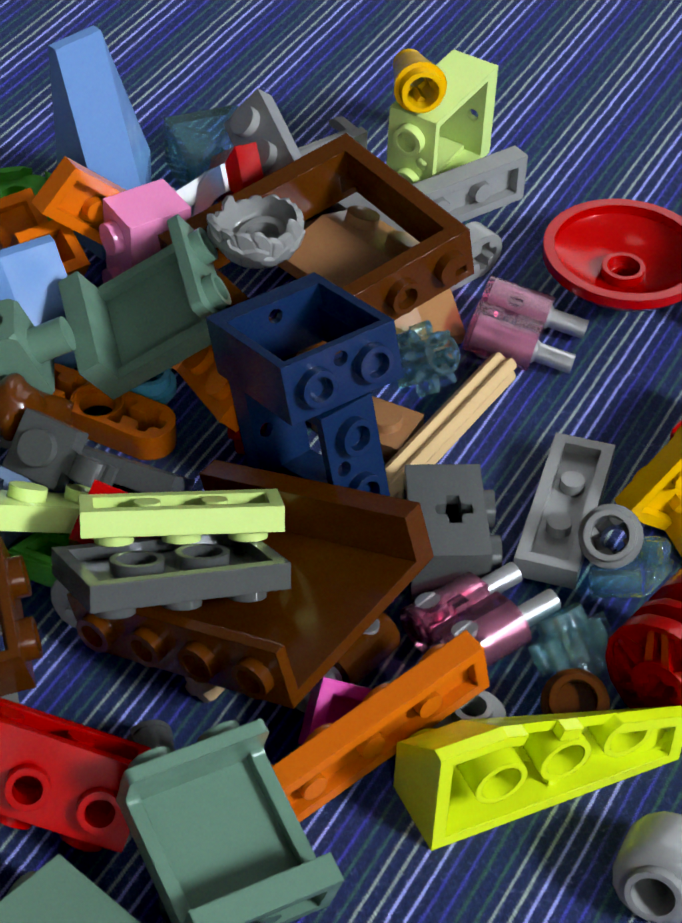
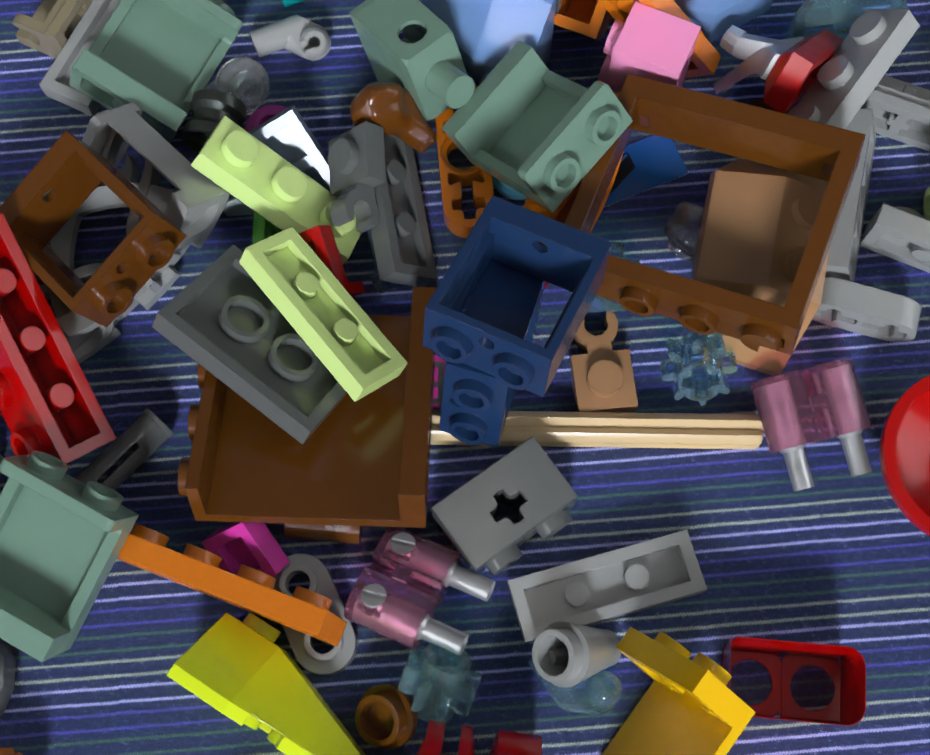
camera: 60 degrees right, 30 degrees up
(257, 230) = (652, 154): light grey hair -> none

